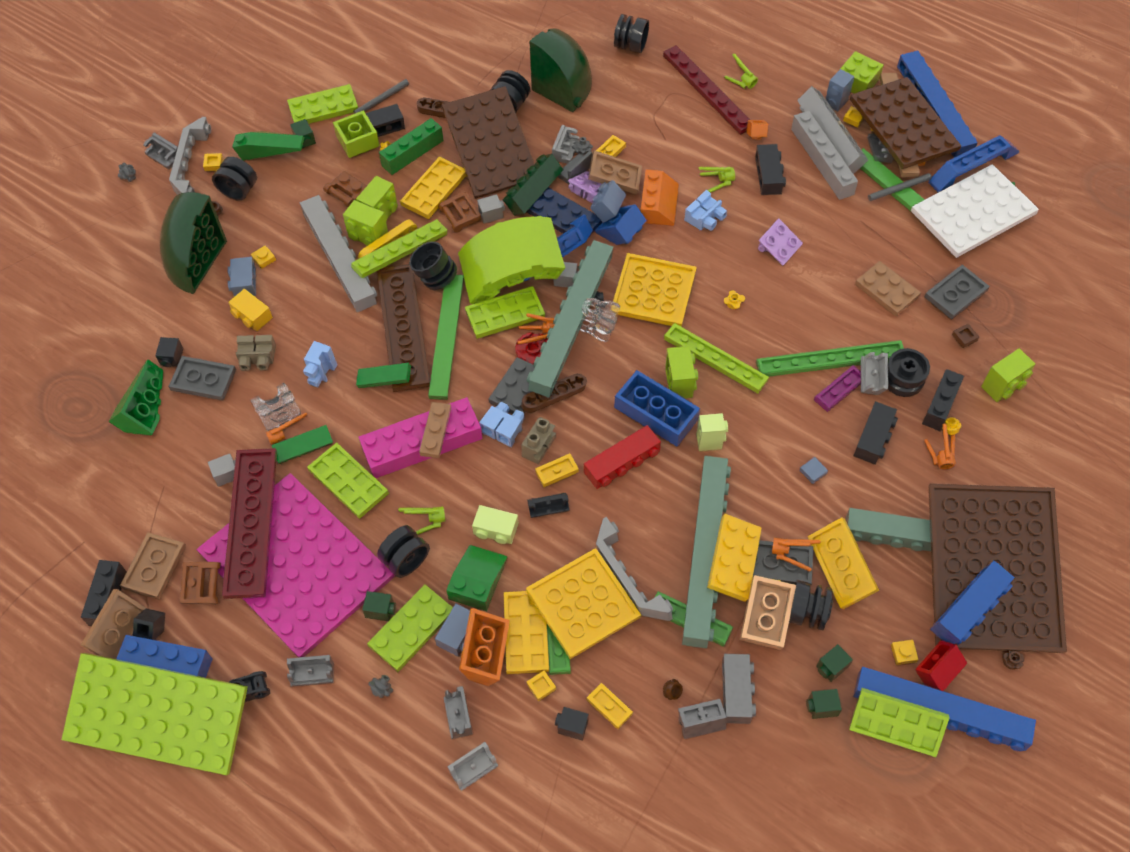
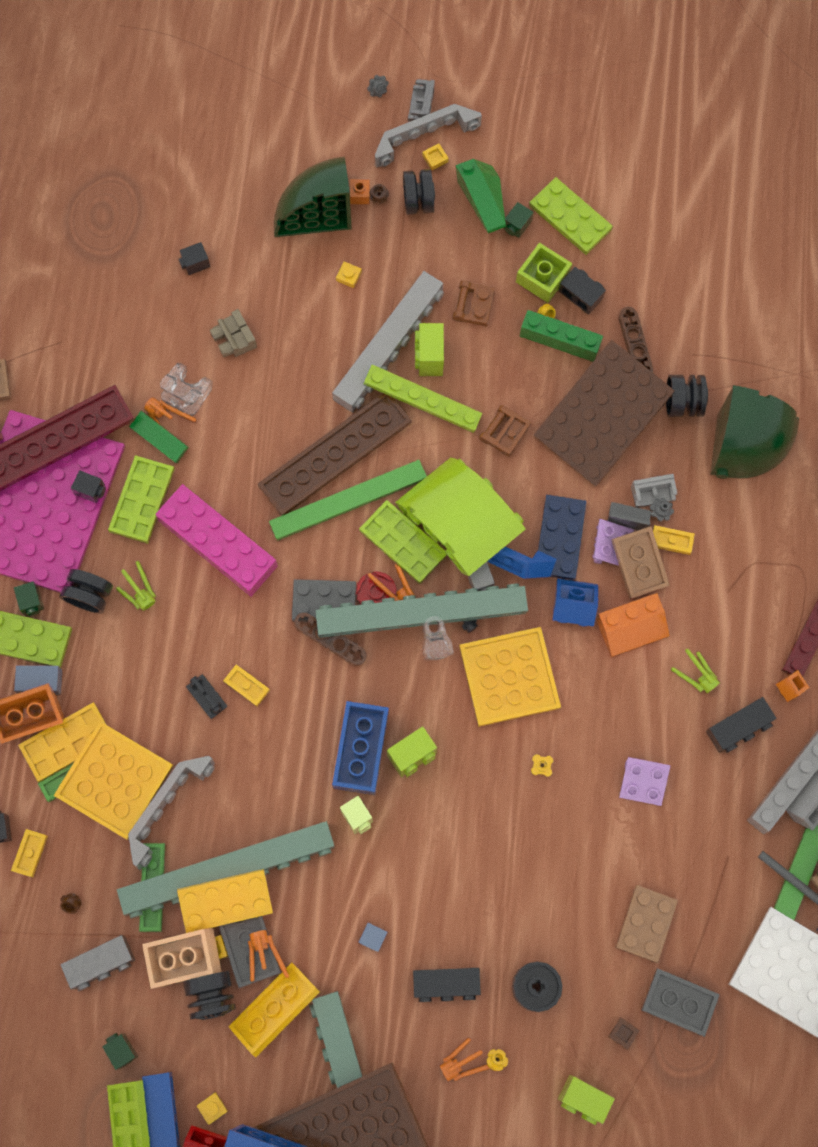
camera: 60 degrees right, 15 degrees up
(139, 406) = (126, 269): green wedge -> none
(202, 378) = (183, 305): dark grey plate -> none
(222, 469) = (95, 382): light grey brick -> none
(242, 275) = (311, 271): sand blue brick -> none
(250, 310) = (278, 301): yellow brick -> none
(312, 509) = (88, 487): none -> black brick
(318, 362) = (245, 399): light blue hips -> none
(379, 195) = (464, 344): lime brick -> none
(383, 96) = (614, 267): dark grey bar -> none
(383, 375) = (266, 467): green tile -> none
(399, 231) = (429, 381): yellow beam -> none
(433, 187) = (521, 387): yellow plate -> none
(433, 265) = (413, 443): black wheel -> none
(435, 430) = (220, 551): medium nougat plate -> none
(476, 577) = (100, 669): green slope -> none
(490, 208) = (524, 459): light grey brick -> none
(495, 525) = (158, 658): yellowish green brick -> none
(501, 425) = (268, 608): light blue hips -> none
(532, 184) = (576, 485): dark green brick -> none
(538, 440) = (268, 649): dark tan hips -> none
(541, 685) = (20, 782): yellow plate -> none
(607, 201) = (594, 574): sand blue brick -> none
(622, 457) = (291, 741): red brick -> none
(702, 718) = (53, 942): flat silver hinge -> none
(703, 211) = (650, 686): light blue hips -> none
(717, 358) = (456, 779): lime plate -> none
(823, 359) = (521, 900): bright green tile -> none
(834, 663) = (165, 1043): dark green brick -> none
(839, 389) = (488, 924): magenta tile -> none
(874, 373) = (517, 952): light grey hinge -> none
(943, 400) = (523, 1039): black brick -> none

